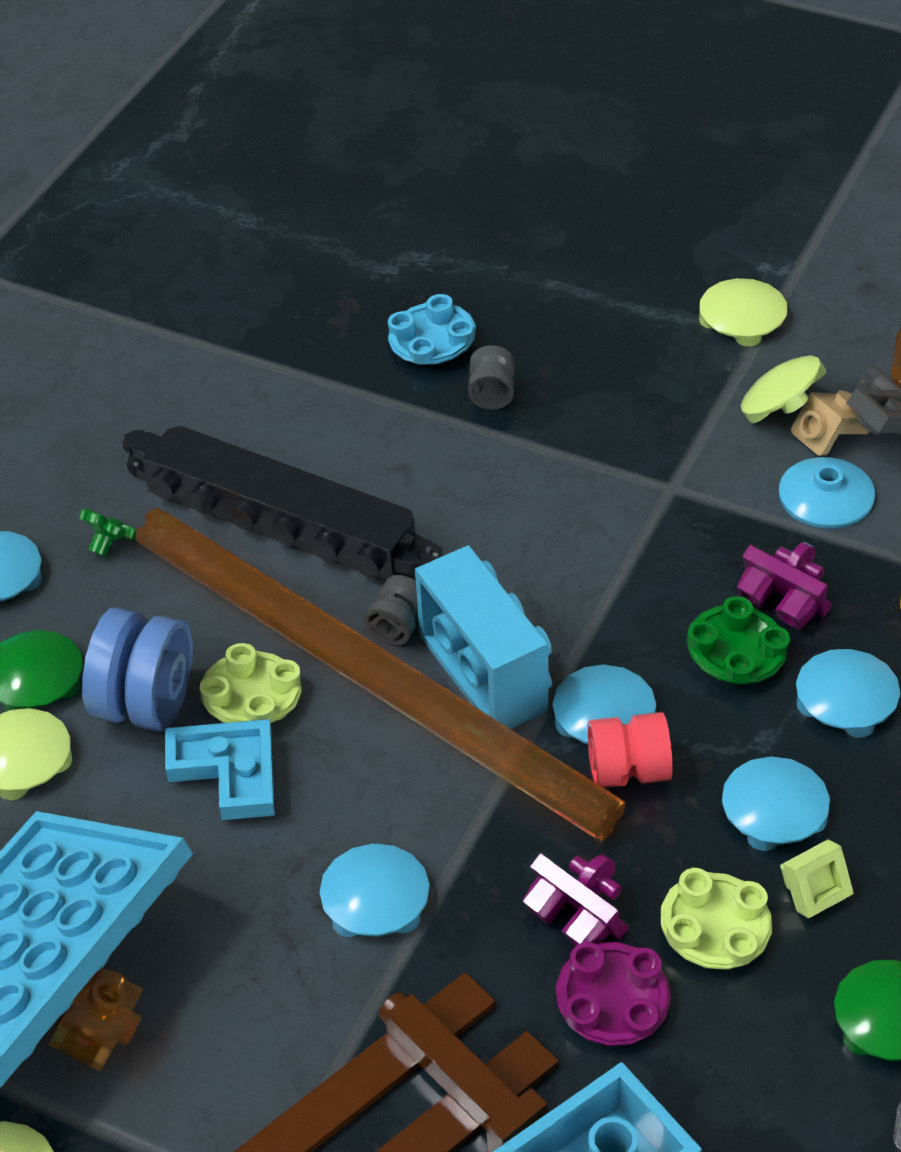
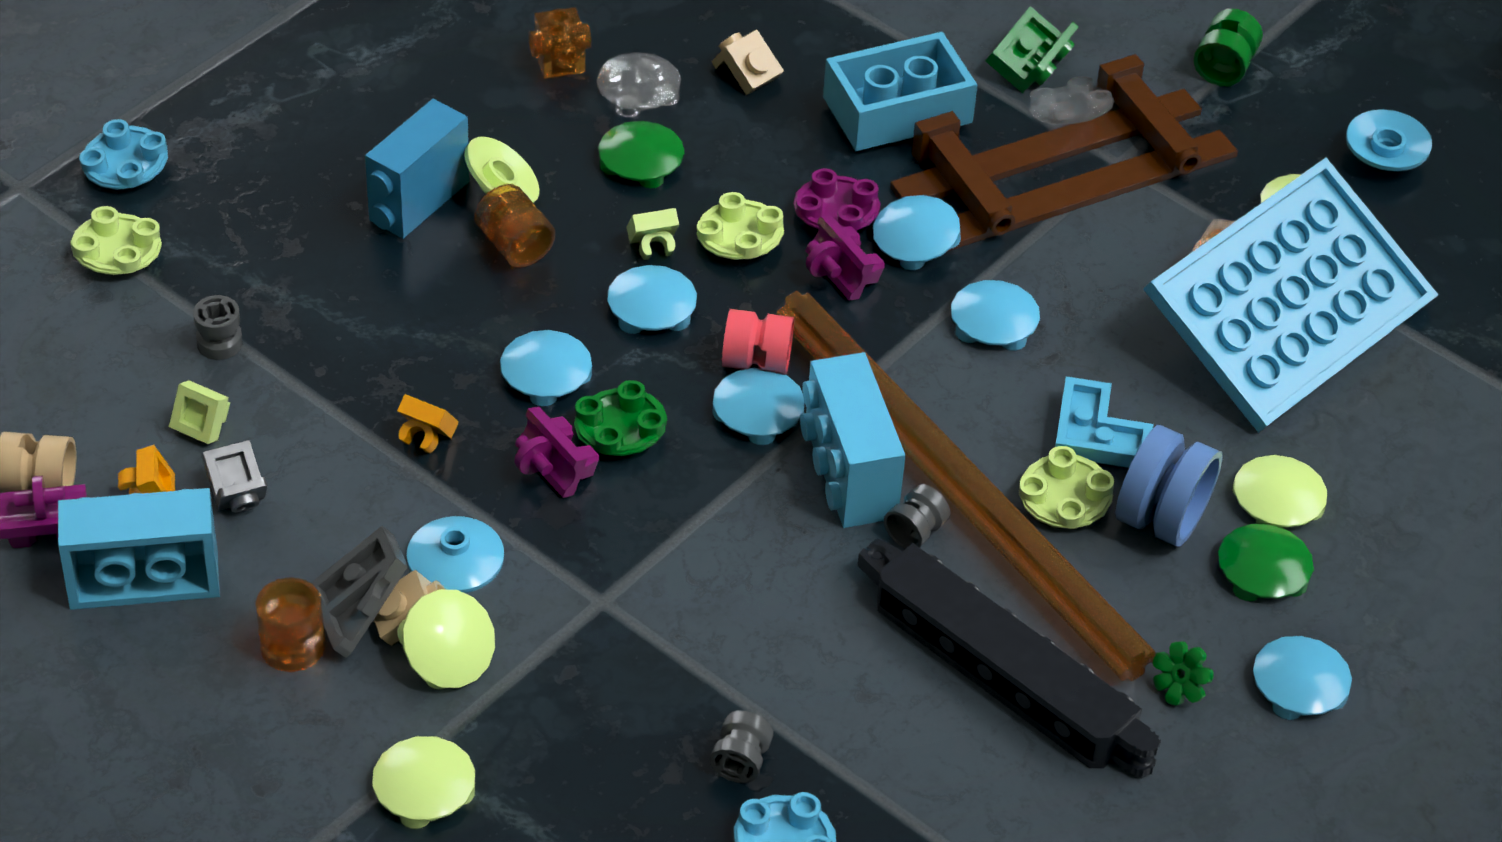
camera: 170 degrees left, 0 degrees up
(500, 976) = (916, 230): none -> medium azure dish

